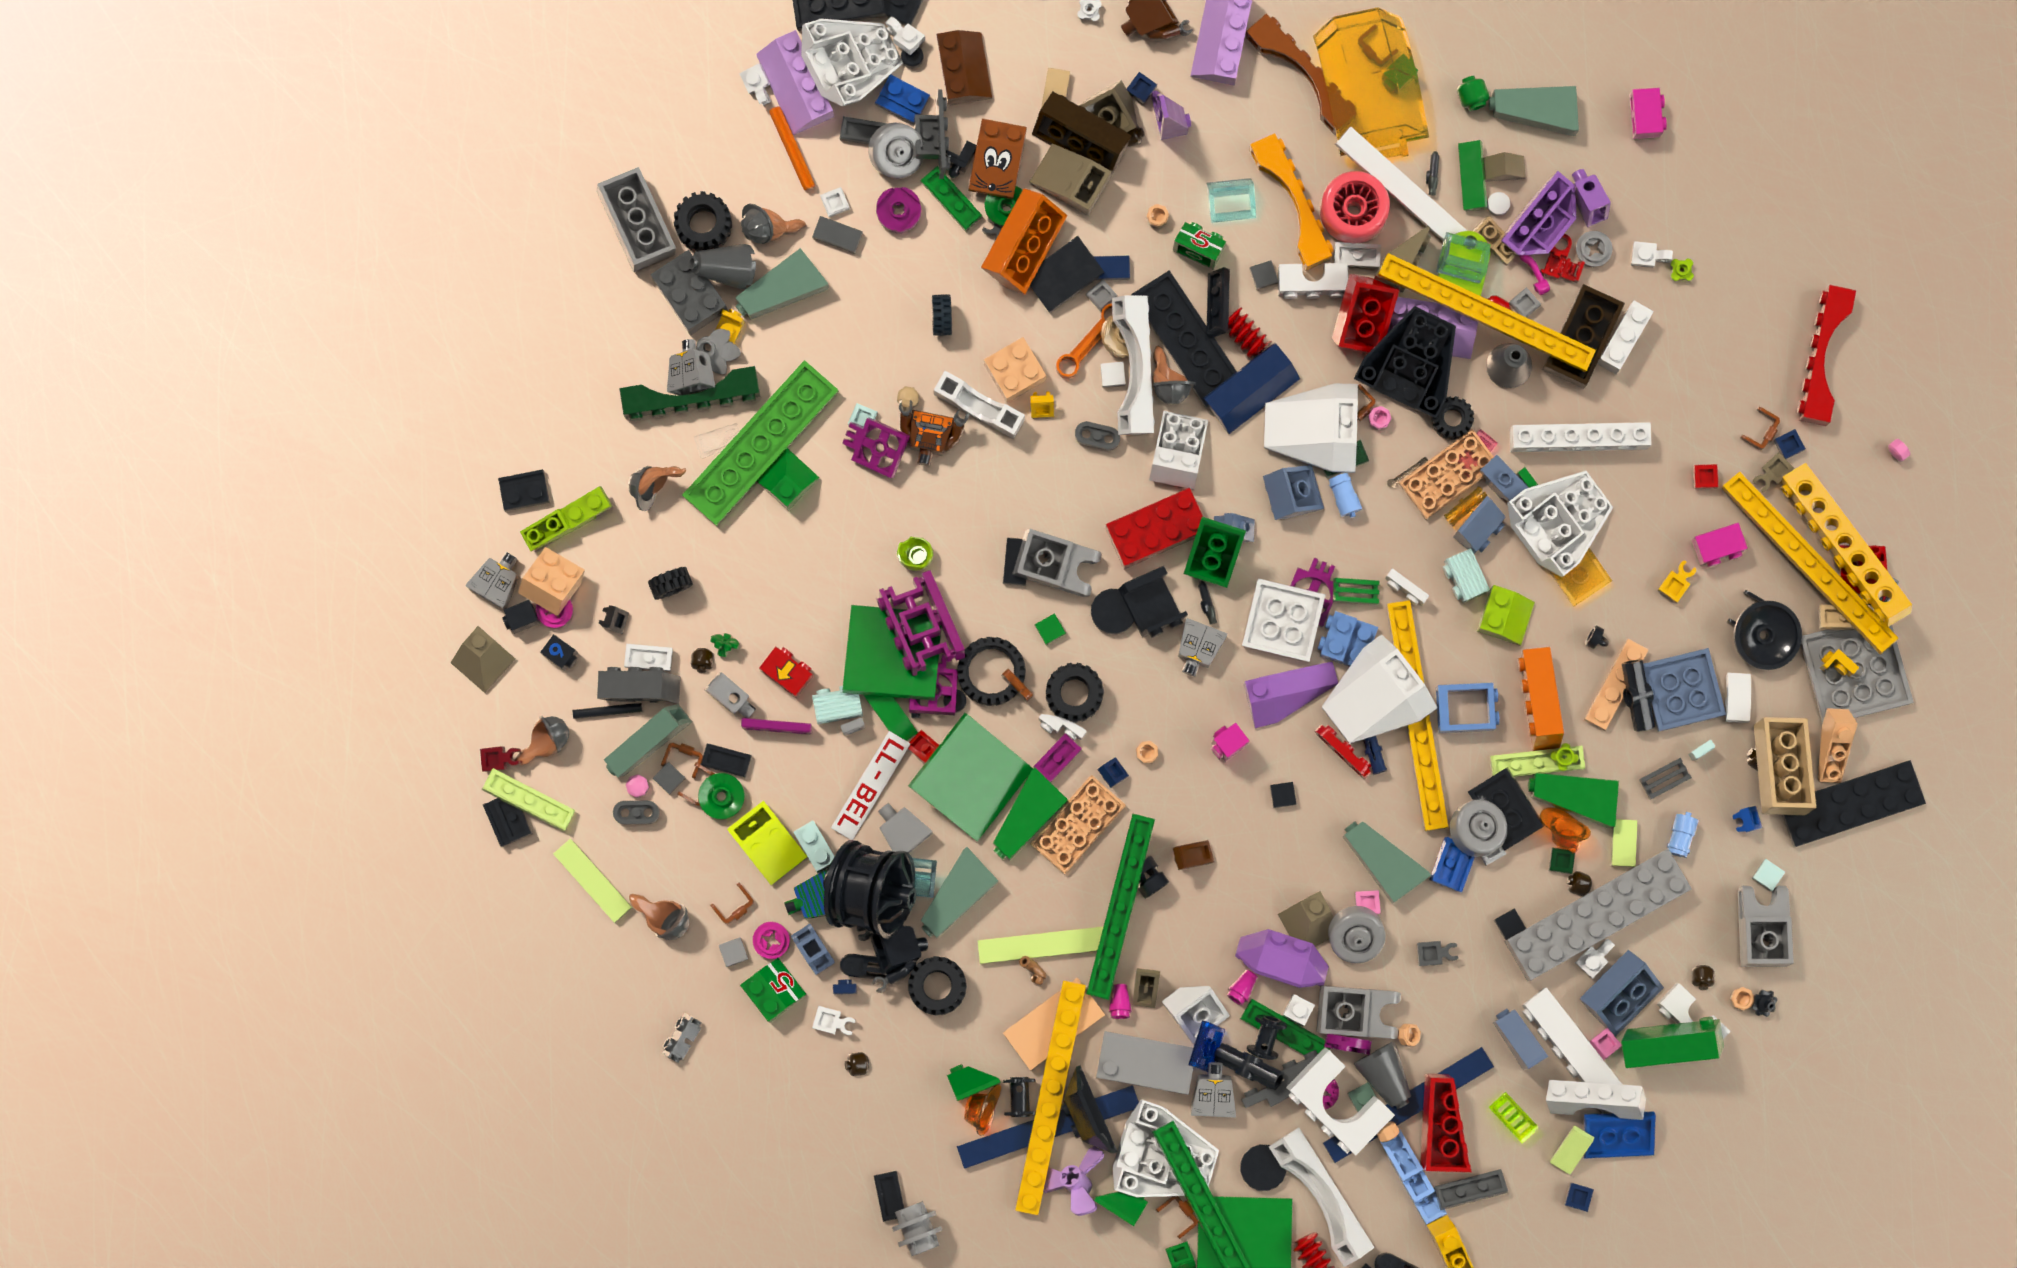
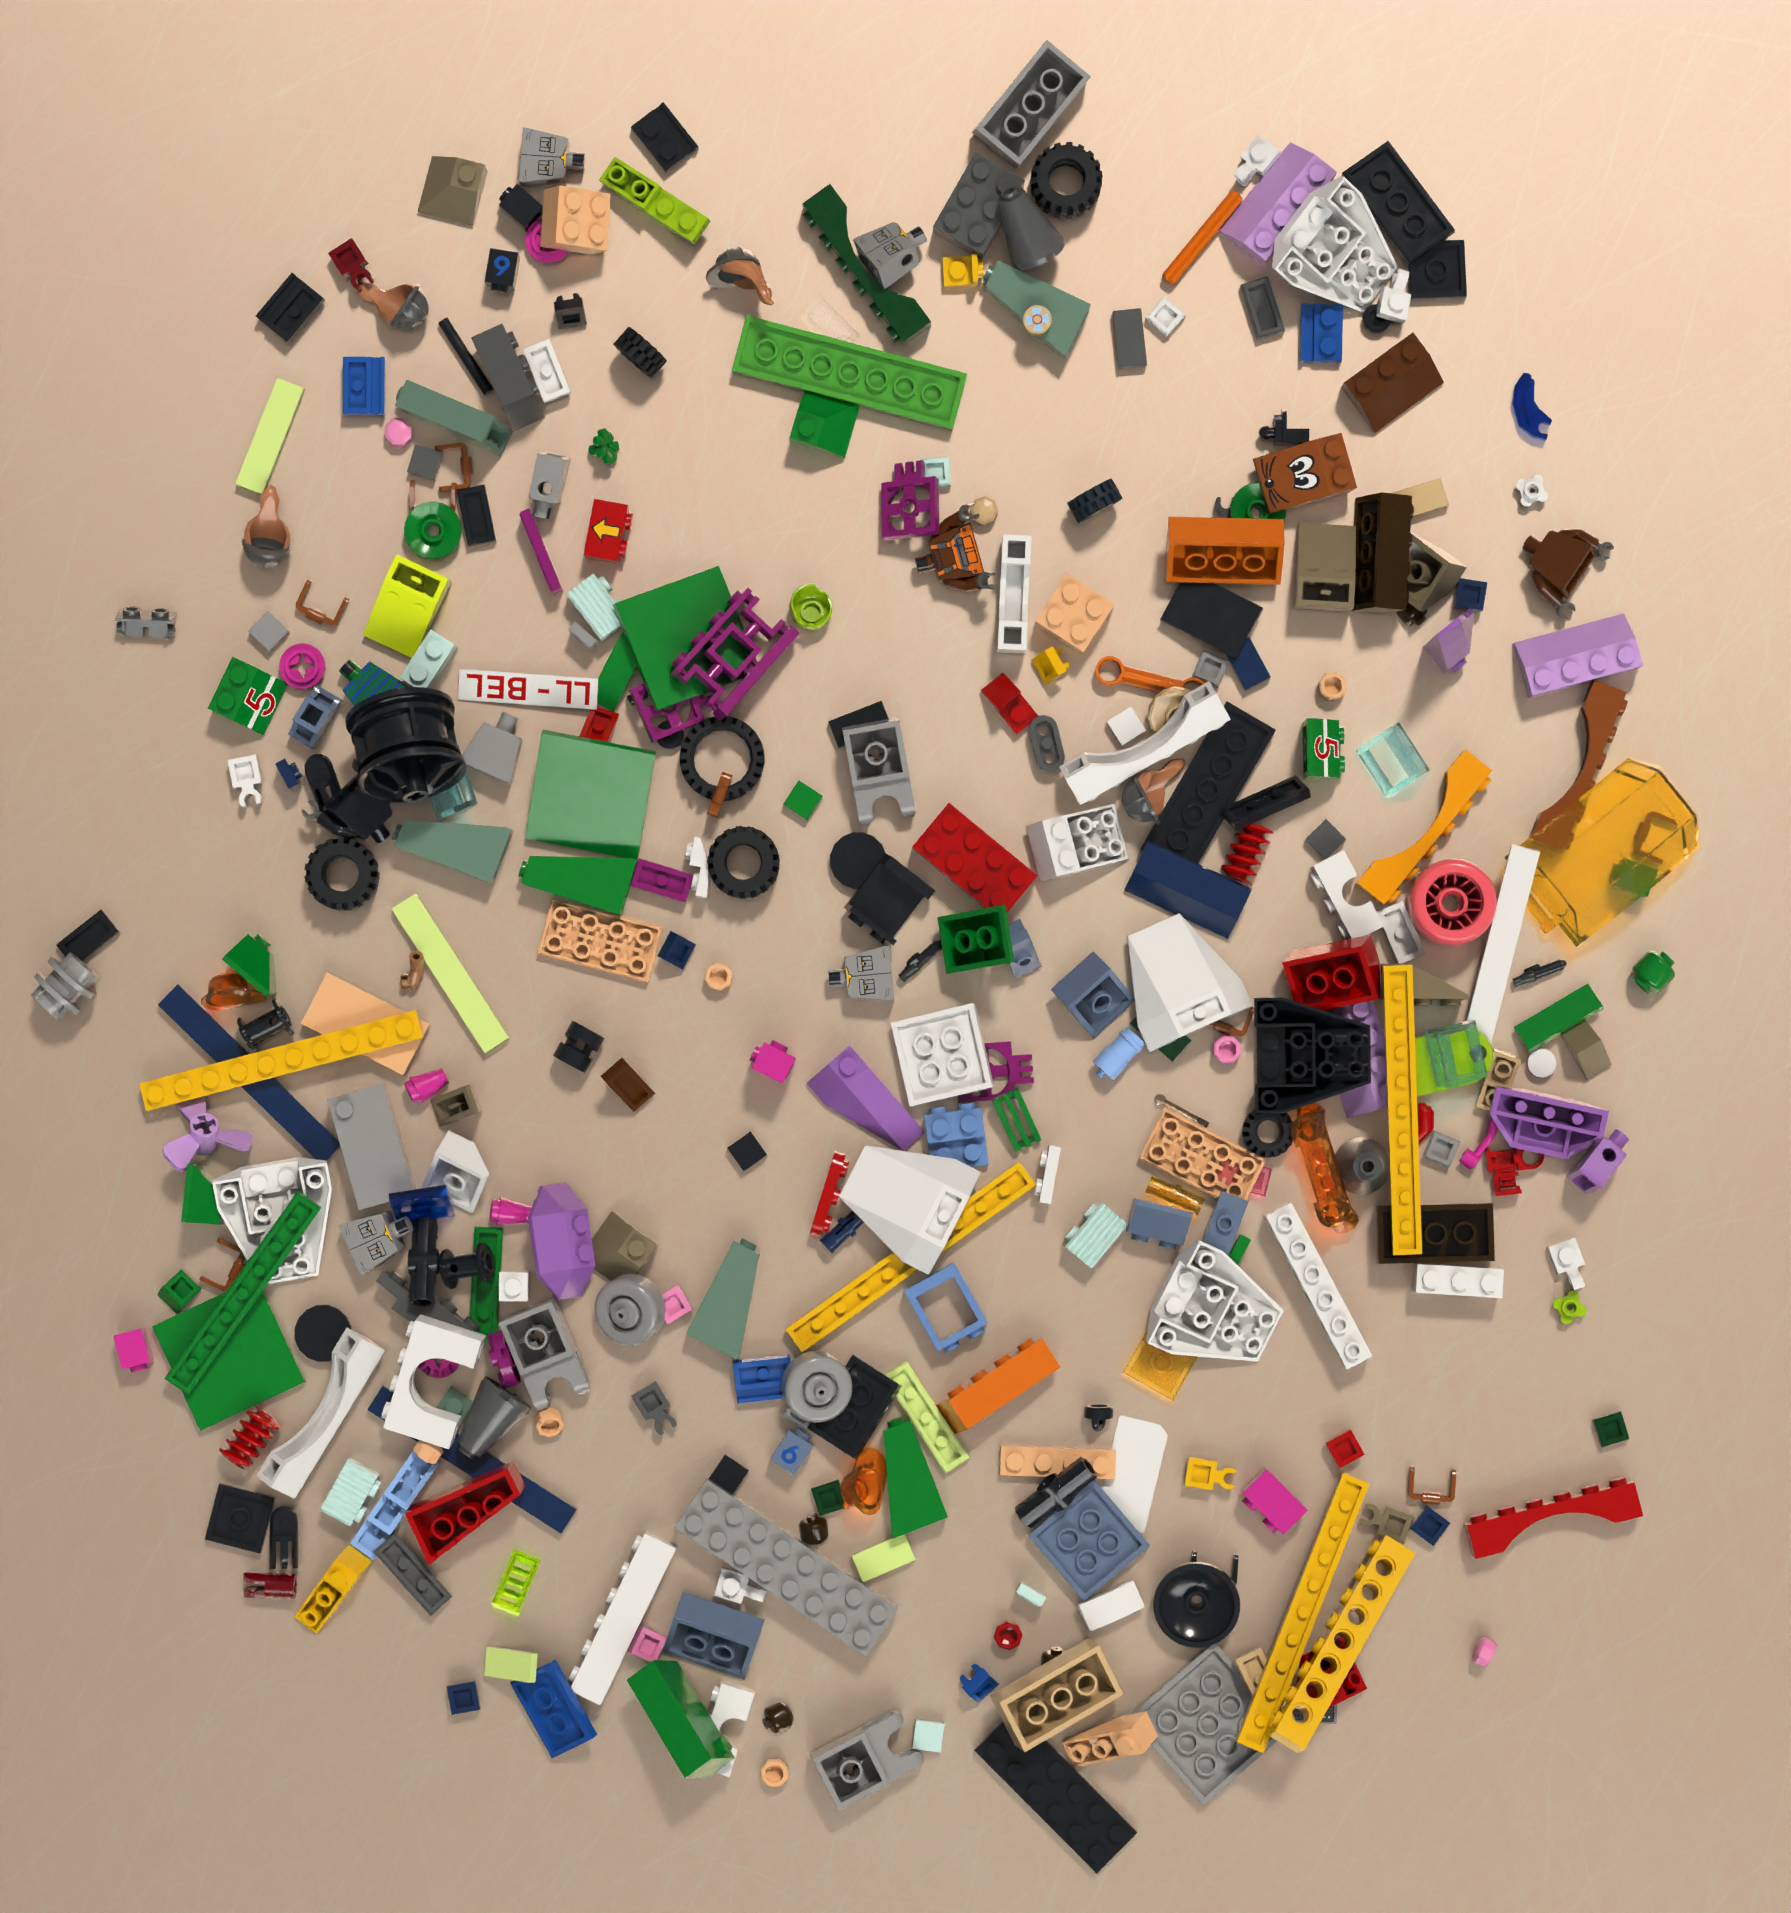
camera: 60 degrees right, 5 degrees up
(528, 800) = (321, 319): yellowish green tile -> none
(591, 794) = (363, 385): none -> blue plate
(636, 812) = (368, 446): dark grey plate -> none
(702, 659) = (575, 432): dark brown piece -> none
(721, 349) = (931, 275): light grey plate -> none
(764, 225) = (1096, 252): dark grey piece -> none
(792, 290) = (1037, 320): none -> tan tile
(857, 1064) = (214, 830): dark brown piece -> none
(885, 210) = (1183, 378): magenta plate -> none
(894, 150) = (1257, 355): light grey wheel -> none
(932, 132) = (1293, 383): dark grey bracket -> none
(951, 199) = (1235, 445): green tile -> none
(1054, 448) = (1009, 703): none -> red slope
(1086, 1114) = (281, 1109): black wedge -> none
(1120, 906) = (529, 1032): green tile -> none
(1389, 1204) = (350, 1492): none -> light aqua brick
(1497, 391) = (1322, 1167): none -> clear orange plate
(1506, 615) = (1073, 1301): lime slope -> none
(1515, 869) = (792, 1450): none -> sand blue brick
(1519, 1039) = (604, 1546): sand blue slope -> none
(1538, 107) = (1676, 1057): sand green slope -> none
(1570, 757) = (952, 1439): lime plate -> none
(1604, 247) = (1553, 1186): light grey gear -> none
(1619, 1099) = (587, 1687): white arch -> none
(1643, 627) = (1138, 1462): none -> white sticker
(1647, 113) = (1730, 1179): dark pink brick -> none
(1683, 770) = (998, 1582): dark grey tile -> none
(1683, 832) = (926, 1617): light blue piece -> none
(1724, 781) = (1008, 1635): none -> red tile
(1764, 1003) = (781, 1799): black plant -> none
(1782, 284) = (1610, 1429): none -> dark green tile
(1843, 664) = (1204, 1705): yellow bracket -> none

